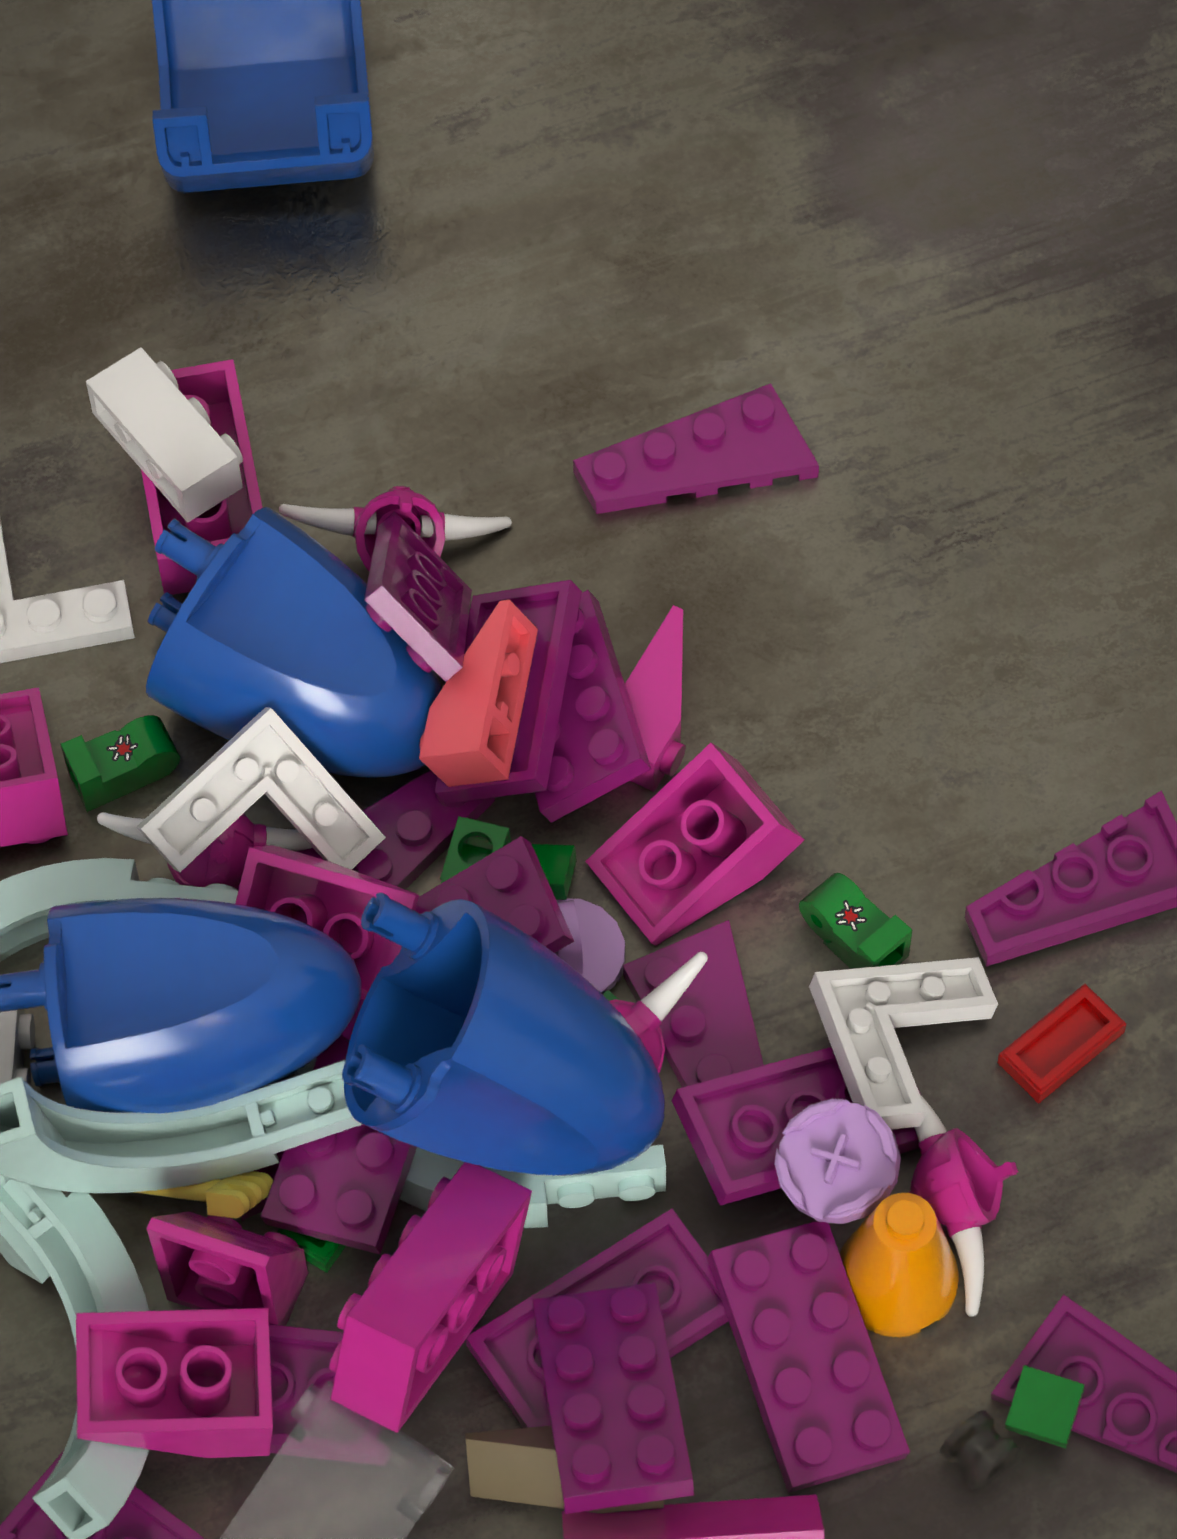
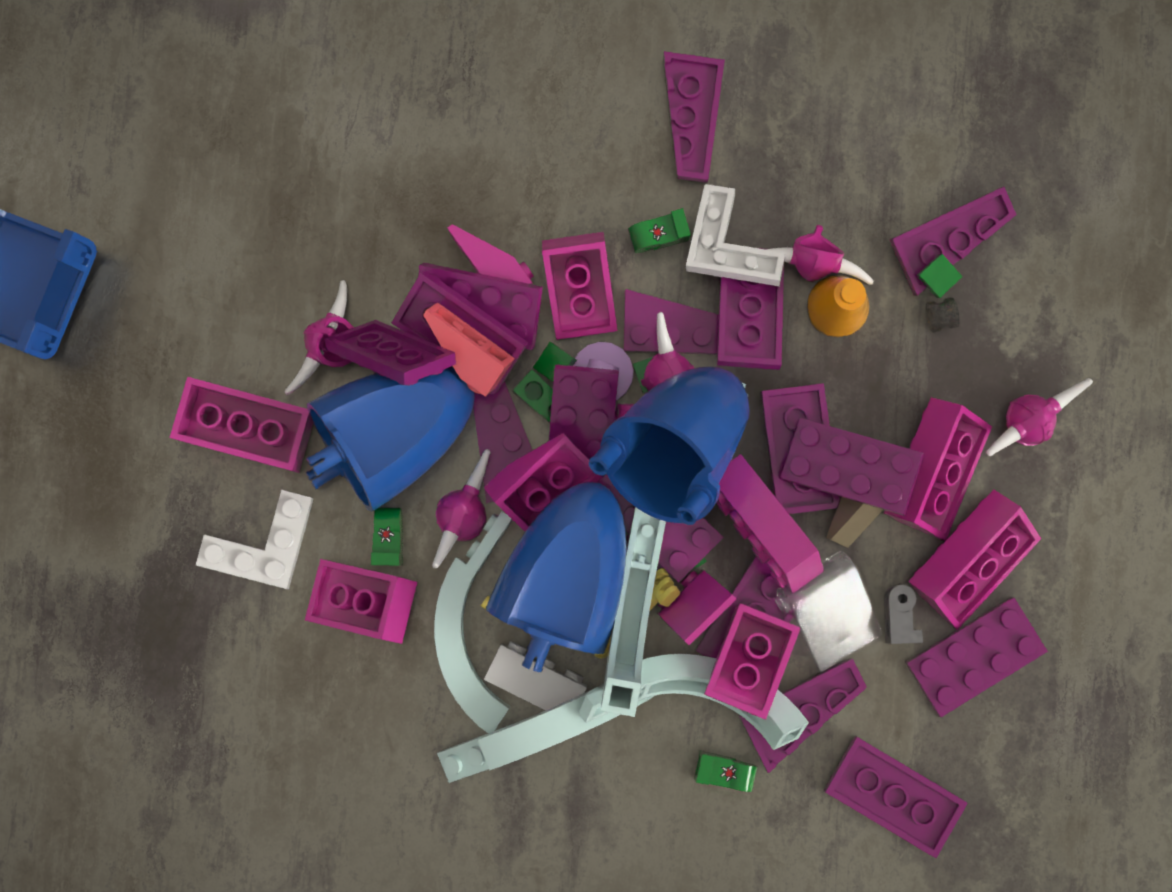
camera: 65 degrees left, 25 degrees up
(166, 433) = (222, 433): white brick -> none
(256, 762) = (448, 479): white plate -> none
(714, 448) = (356, 157): magenta wing -> none
(808, 1355) = (861, 366): magenta plate -> none
(837, 1161) = (793, 306): lavender tile -> none
(1061, 1043) = (763, 169): red tile -> none

